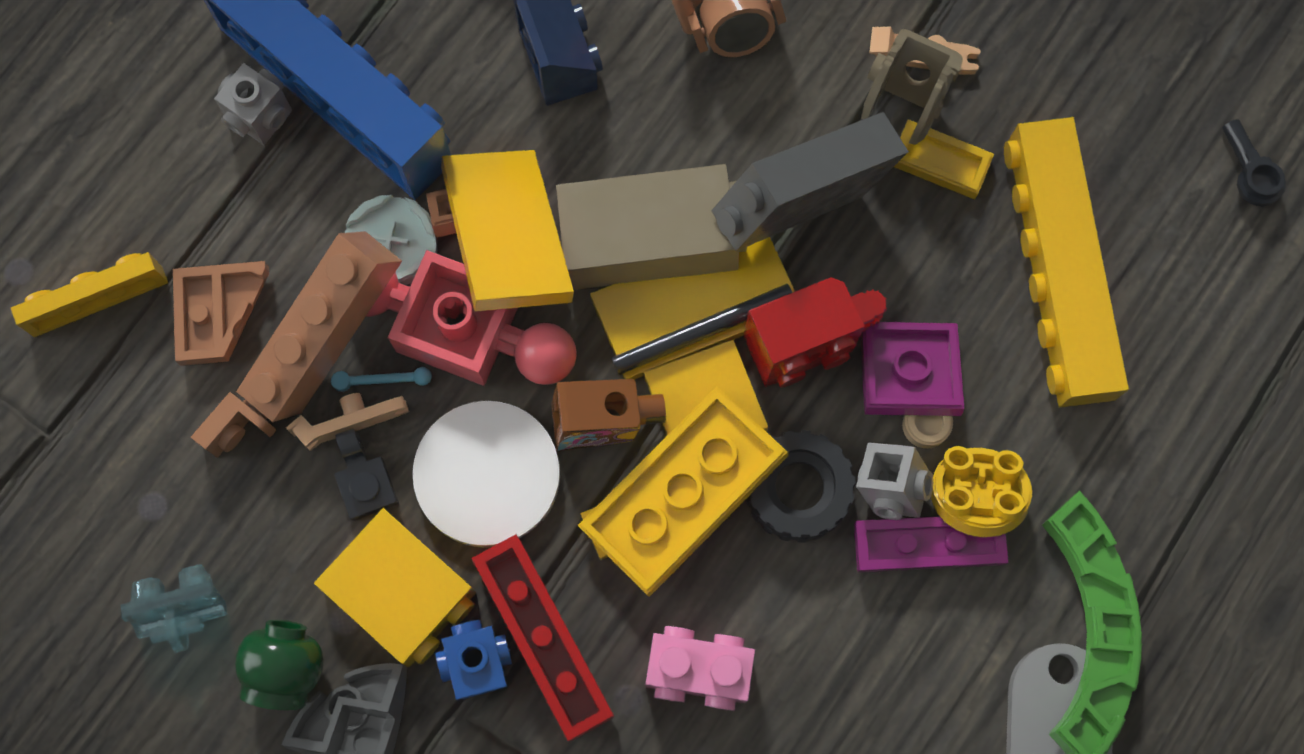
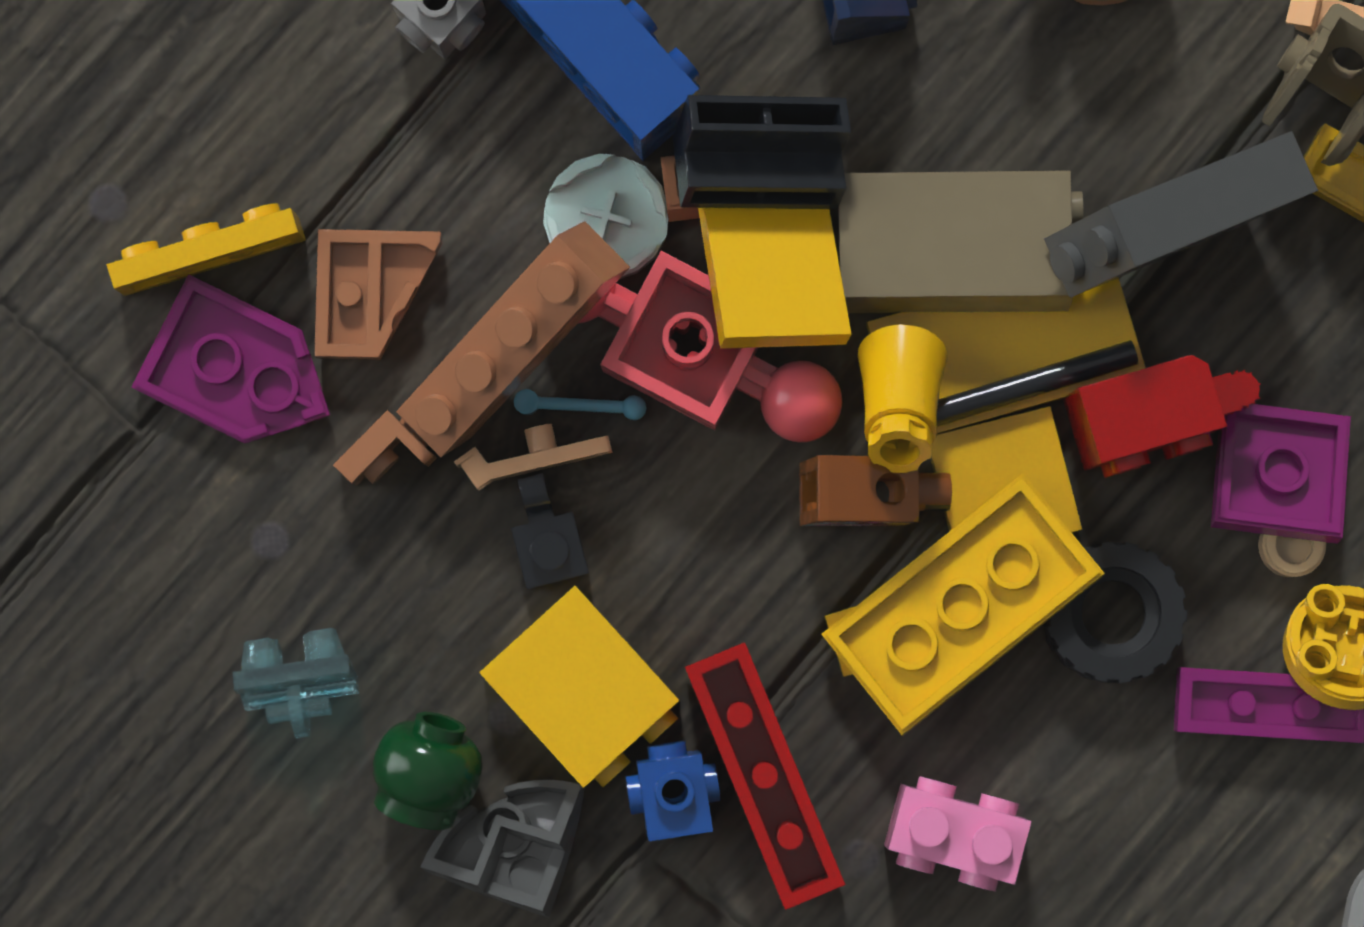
camera: 10 degrees right, 10 degrees up
(115, 378) = (232, 366): none -> magenta tile
(486, 473) = (707, 548): white tile -> none
(494, 170) = (761, 152): none -> black piece
(617, 333) = (901, 394): none -> yellow plant
(894, 480) = (1238, 622): light grey brick -> none

